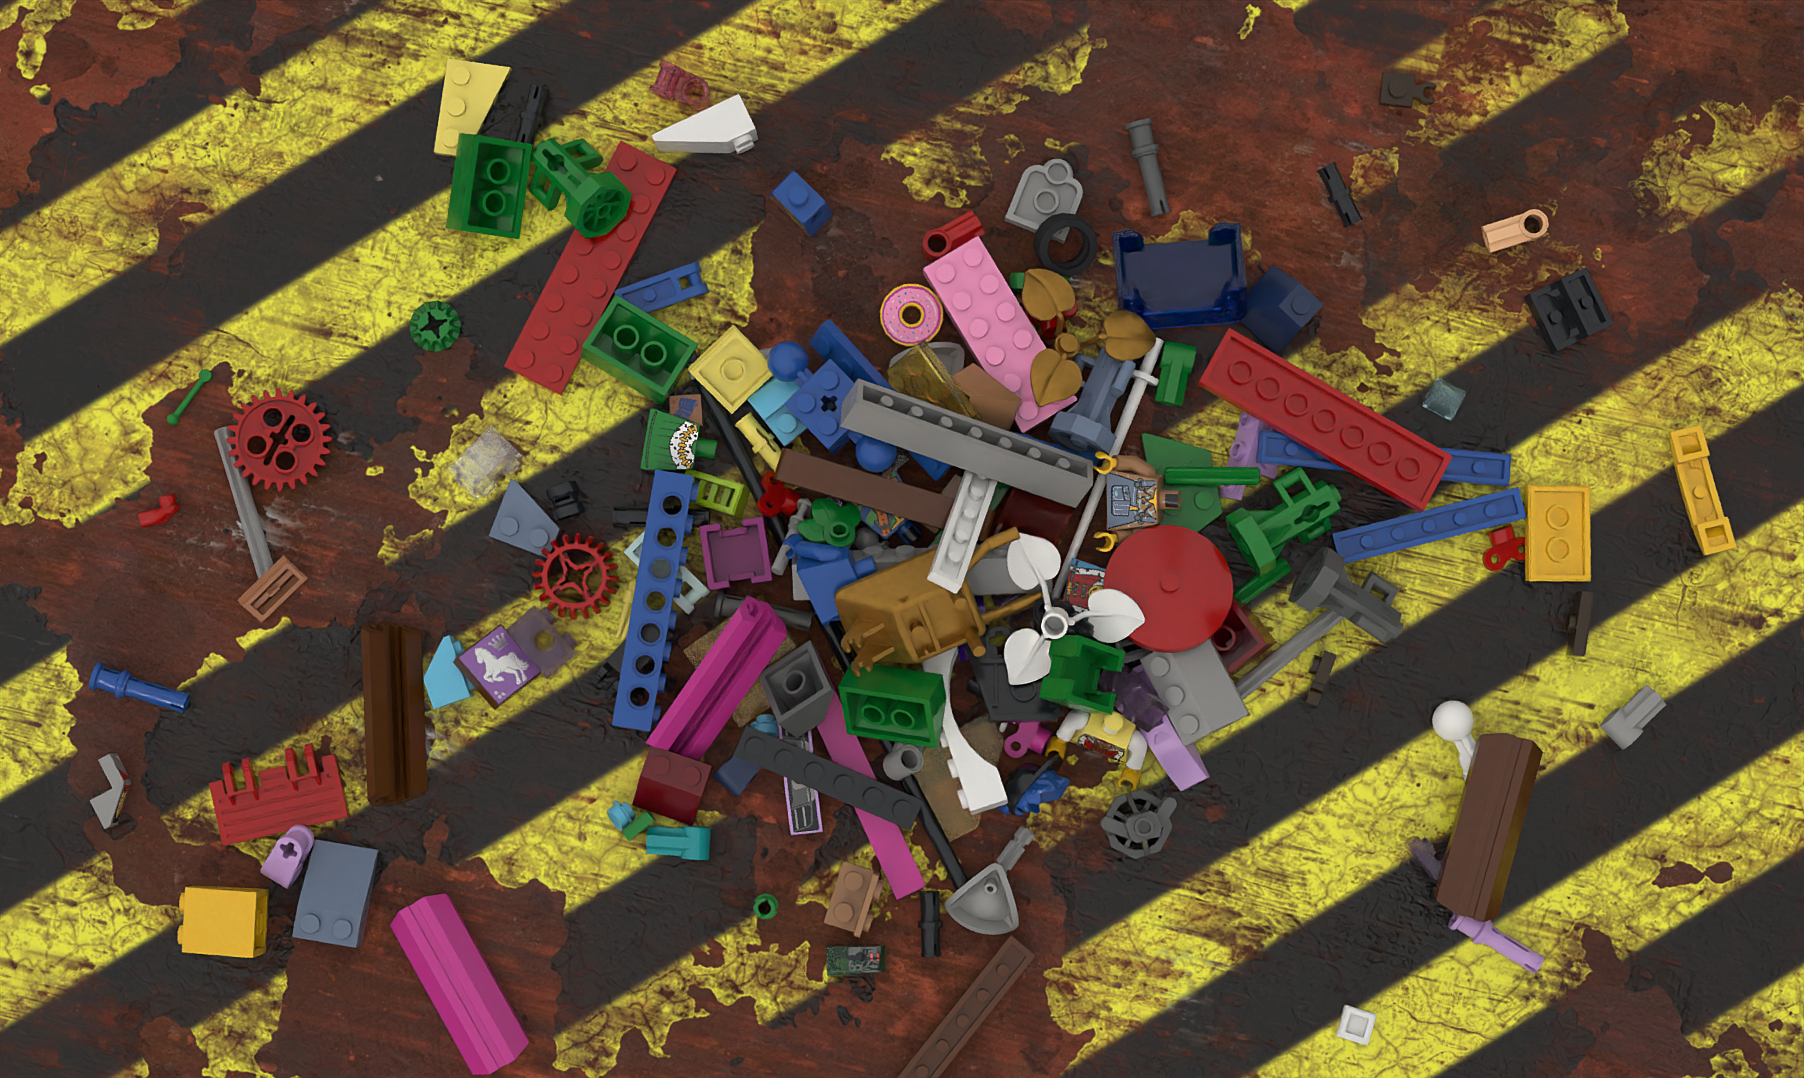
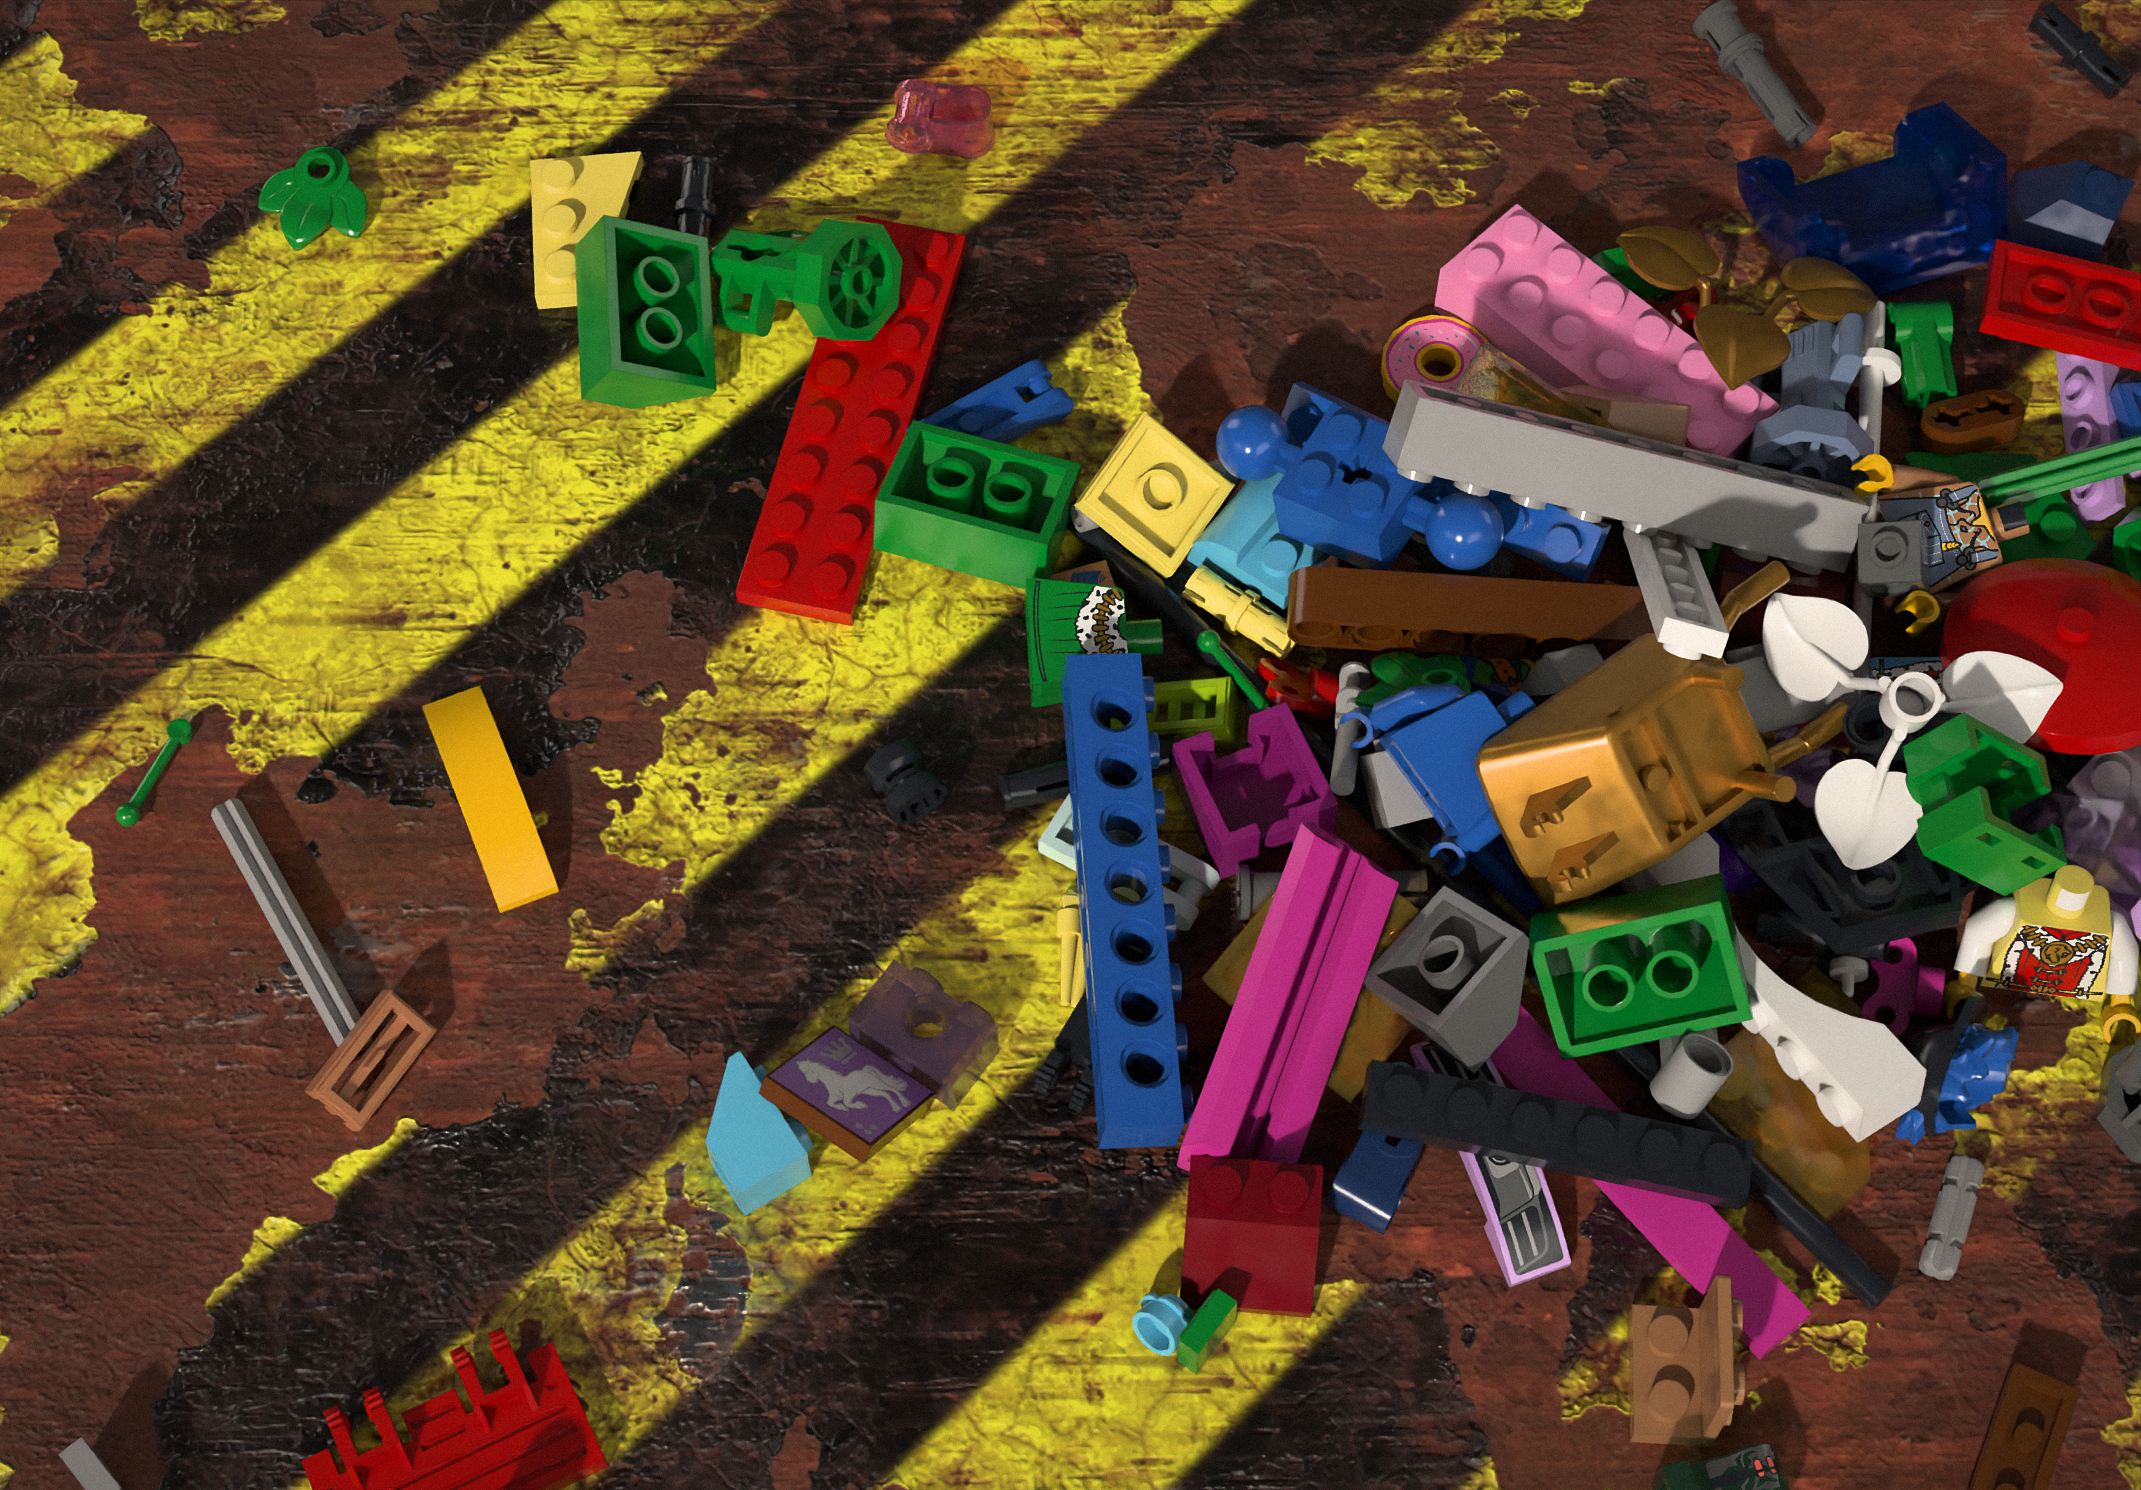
camera: 15 degrees left, 25 degrees down
(125, 685) = (96, 1307): blue pin -> none
(162, 514) = (133, 975): red arm -> none
(252, 426) = (287, 782): red gear -> none
(322, 58) = (312, 203): none -> green plate
(354, 453) = (490, 799): none -> yellow slope
(393, 713) = (663, 1241): reddish brown piece -> none
(448, 331) = (585, 580): green gear -> none
(484, 463) = (737, 751): clear brick -> none
(523, 522) = (837, 844): sand blue wing -> none
(561, 554) = (982, 870): red gear -> none
(686, 842) = (1312, 1341): teal piece -> none
(714, 130) = (1007, 155): white slope -> none
(739, 460) = (1210, 642): none -> green hinge
(773, 903) = (1513, 1414): green pin -> none
(801, 203) = (1195, 229): blue torso -> none
(910, 538) = (1560, 669): none -> light grey slope
(930, 923) = (1847, 1384): black pin -> none
(953, 235) = (1451, 232): red piece -> none
(985, 903) = (1945, 1308): light grey hat -> none
(1044, 193) = (1605, 156): light grey plate -> none
(1050, 227) = (1687, 167): black tyre -> none
(1098, 513) = (1893, 558): none -> dark grey brick
(1183, 423) = (1971, 422): none -> reddish brown beam

